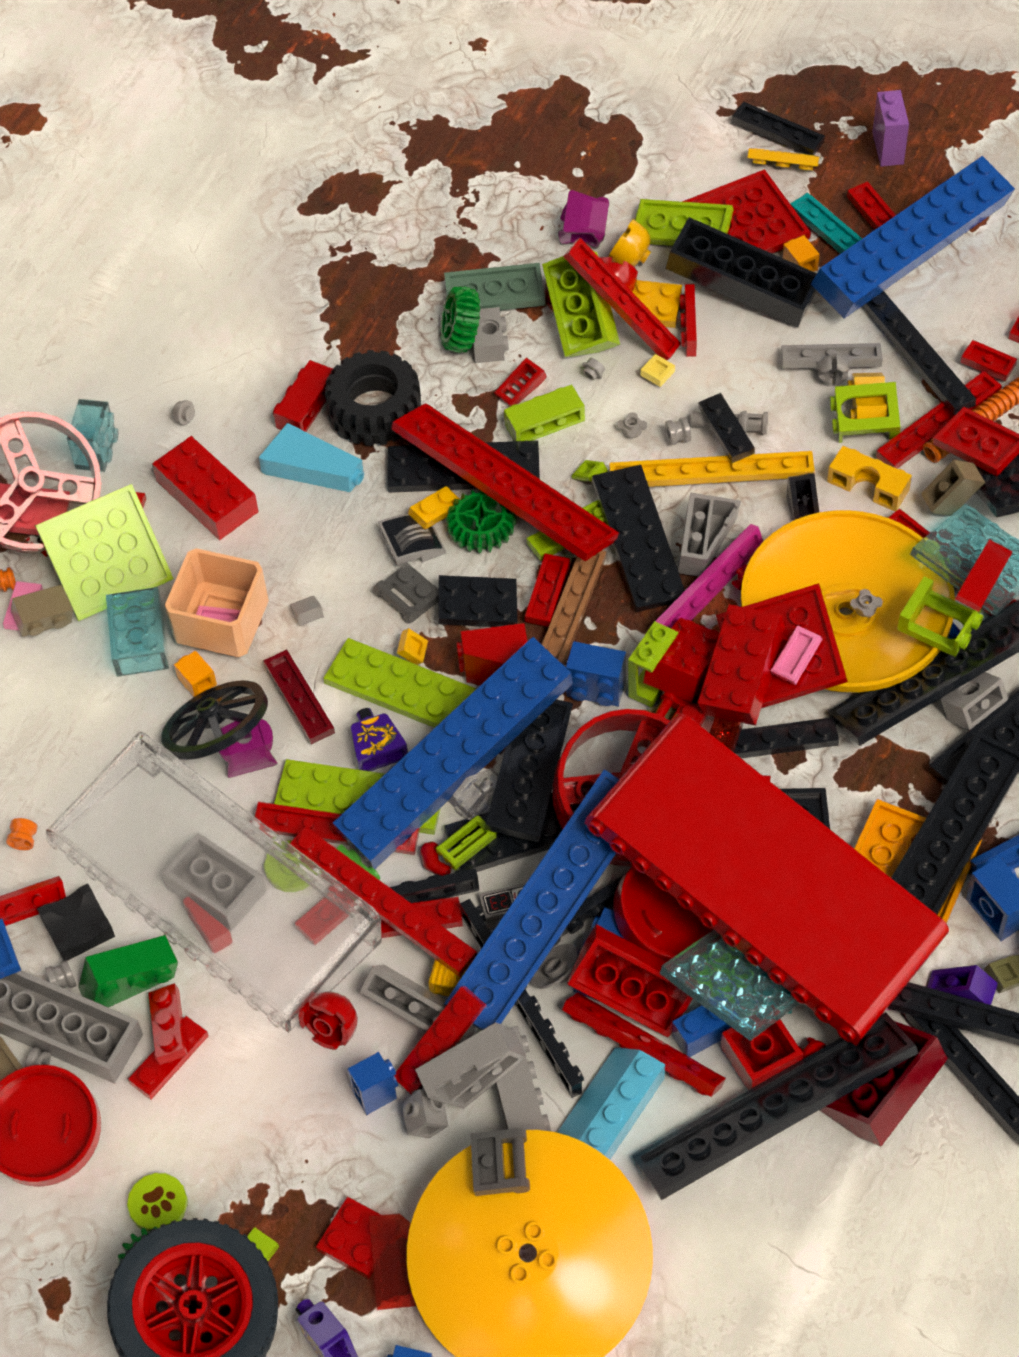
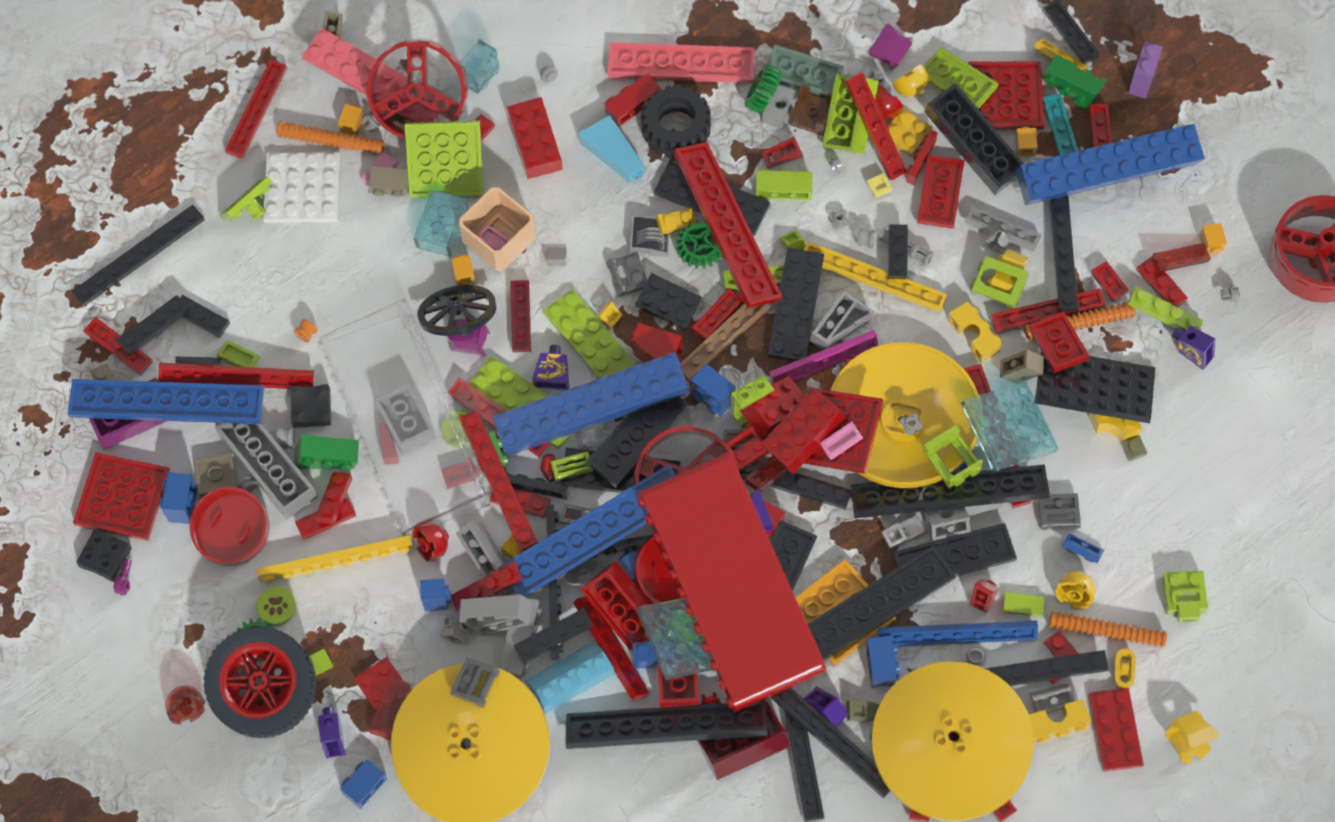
camera: 25 degrees right, 10 degrees up
(201, 1108) = (328, 560): none -> yellow plate
(341, 336) = (681, 62): none -> coral plate
(530, 326) = (810, 111): none -> reddish brown panel
(562, 1061) = (553, 636): none -> black plate
(734, 347) = (940, 191): none -> red plate
(802, 495) = (920, 327): black slope -> none
(816, 172) = (1072, 82): none -> green wedge
(926, 737) = (904, 532): none -> light grey slope
(983, 575) = (995, 442): red slope -> none

